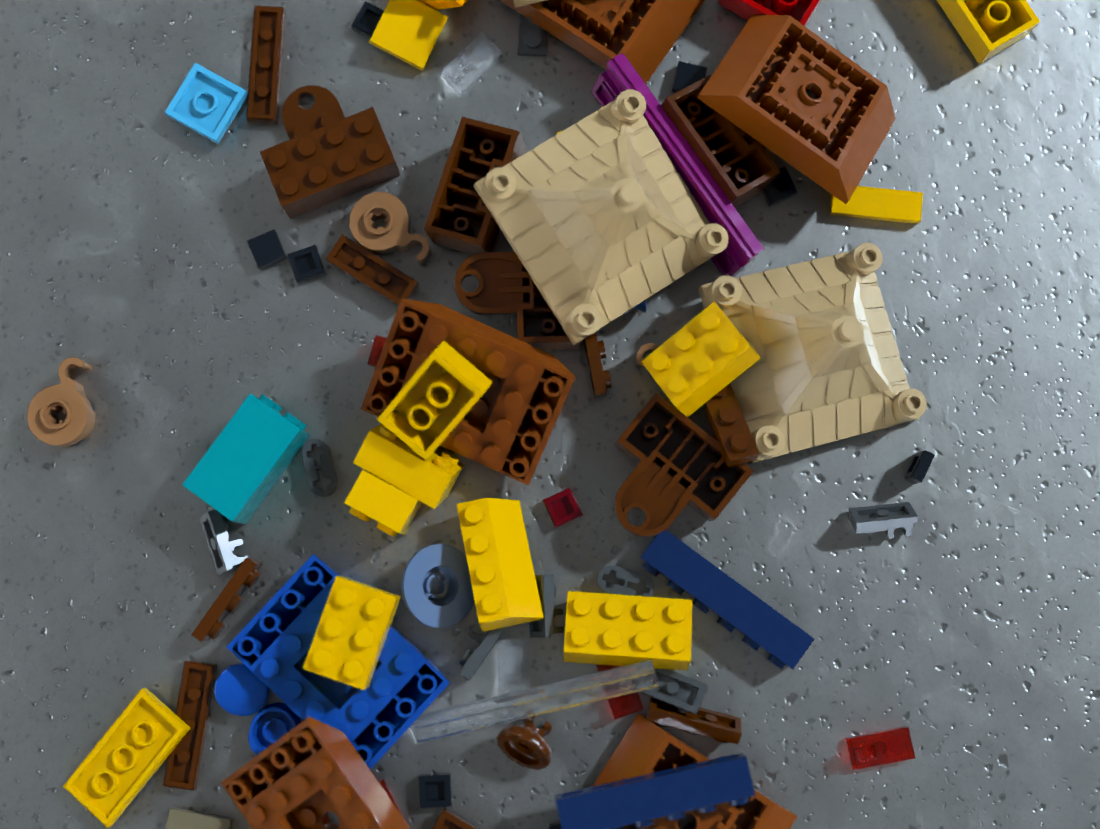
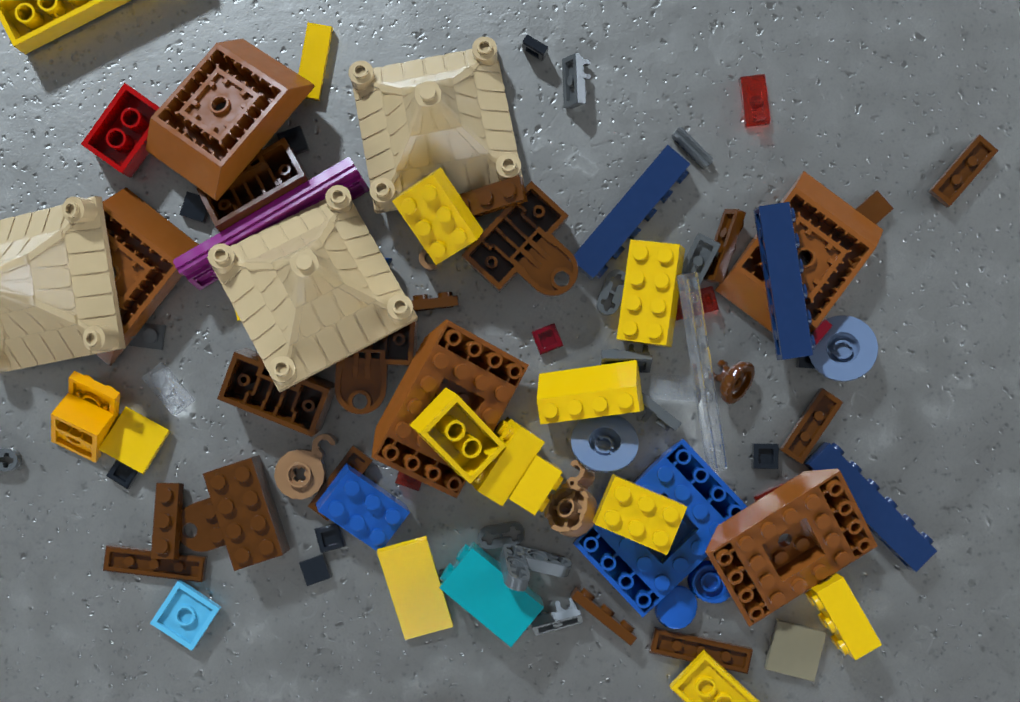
camera: 90 degrees left, 5 degrees up
(252, 365) = (415, 587): none -> yellow tile
(291, 488) = (518, 560): none -> dark grey beam
(315, 73) = (167, 521): none -> reddish brown plate
(342, 298) = (362, 508): none -> blue brick
(359, 552) = (573, 506): none -> medium nougat piece
(813, 672) = (692, 148): none -> dark grey axle

